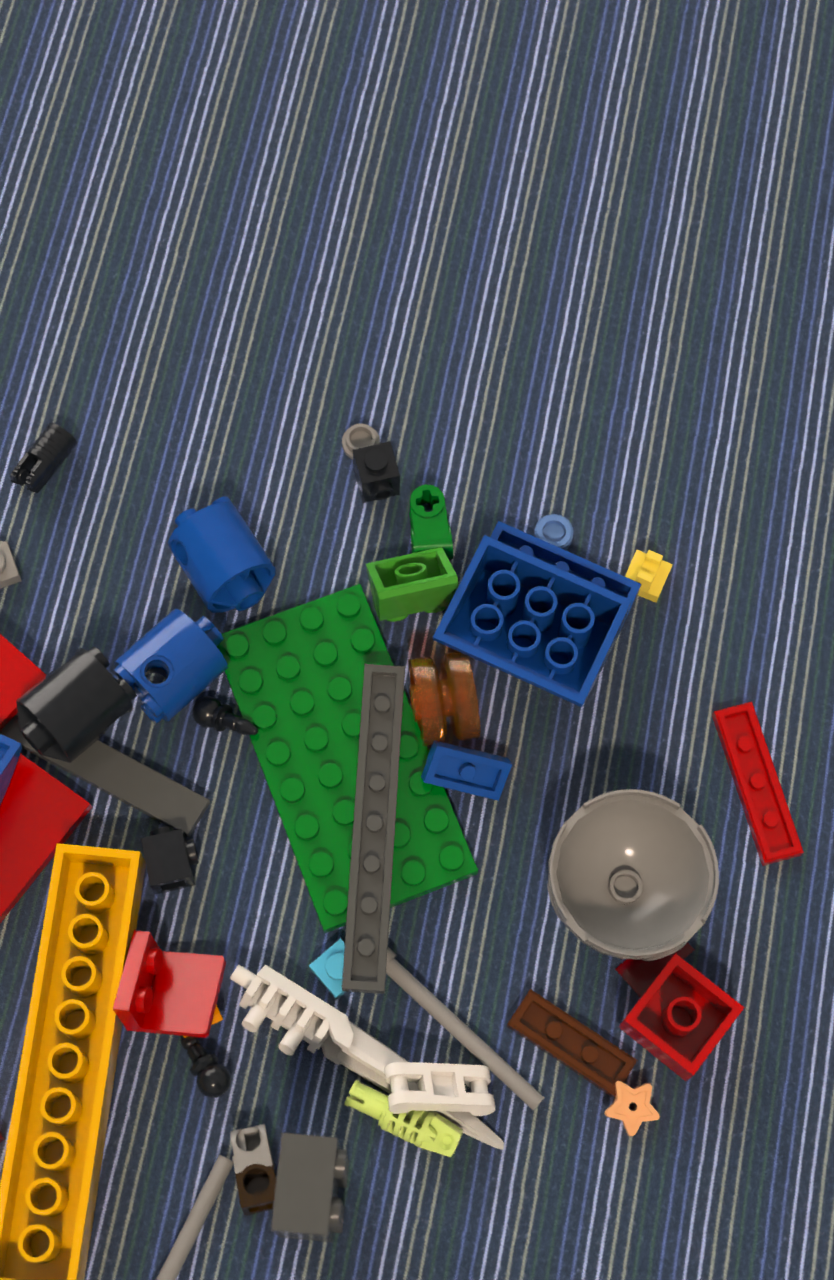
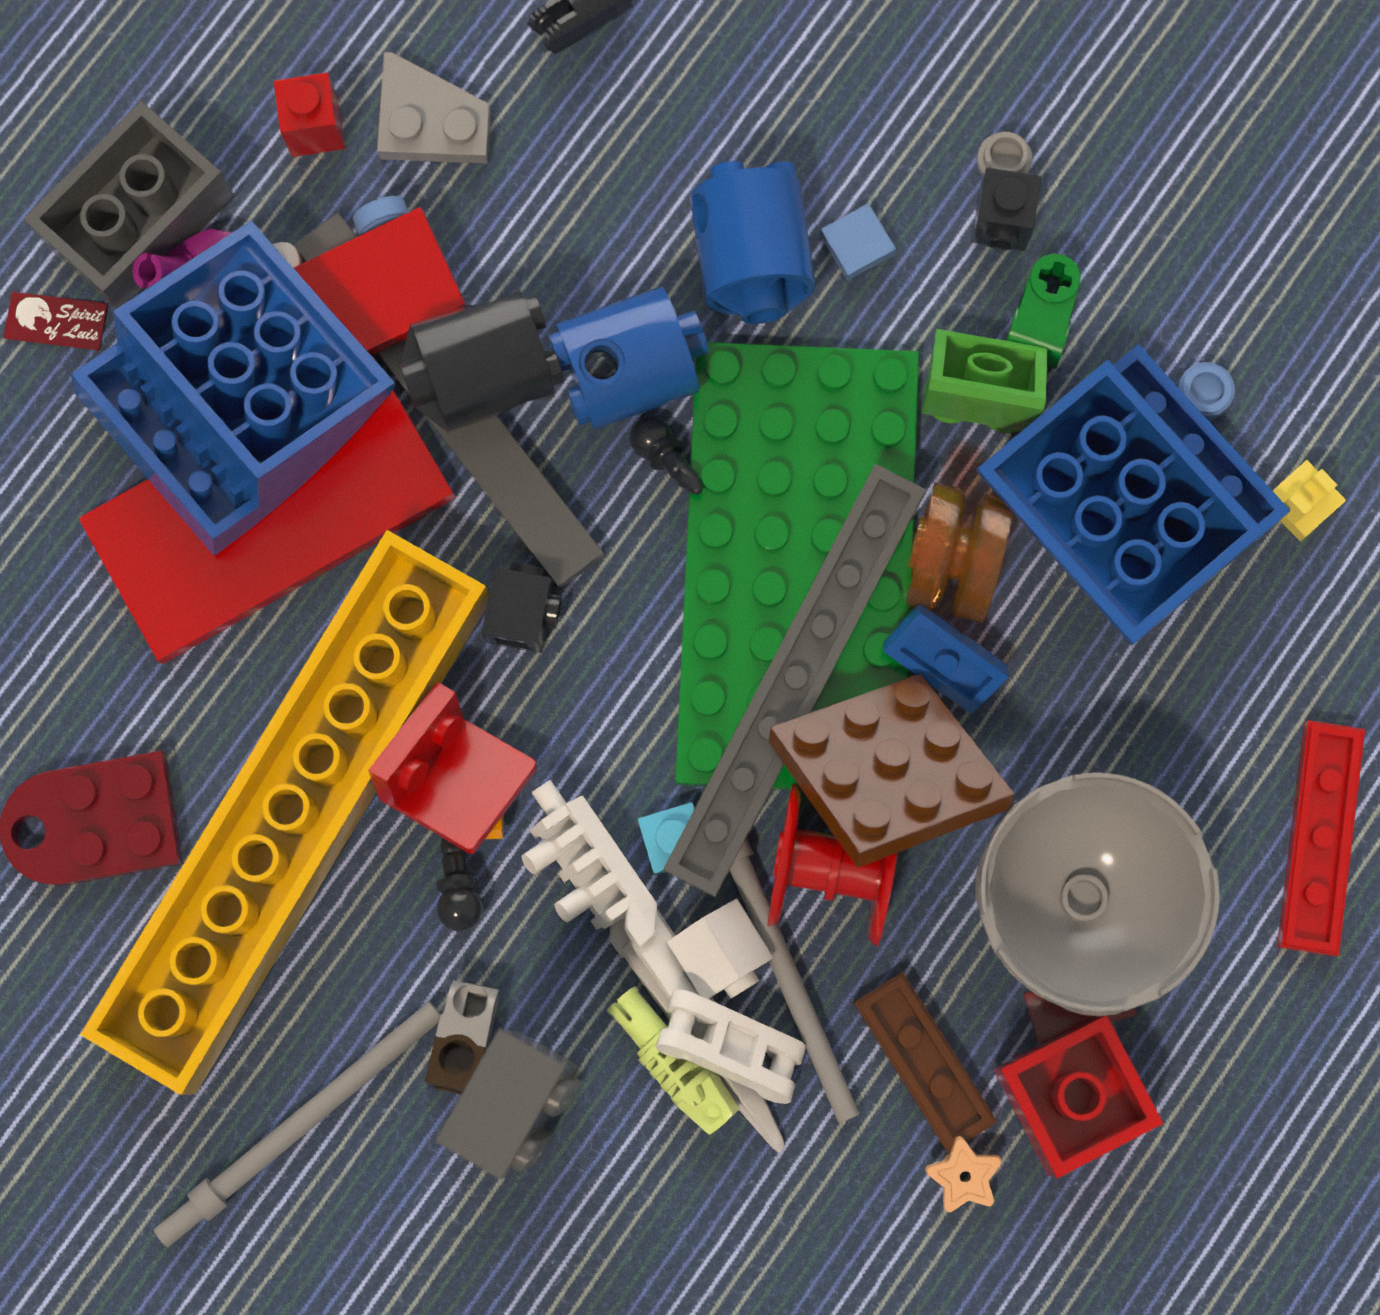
camera: 30 degrees right, 10 degrees up
(289, 531) = (857, 242): none -> medium blue tile
(404, 1028) = (721, 951): none -> white brick
(455, 934) = (821, 864): none -> red piece
(463, 854) = (890, 769): none -> plate

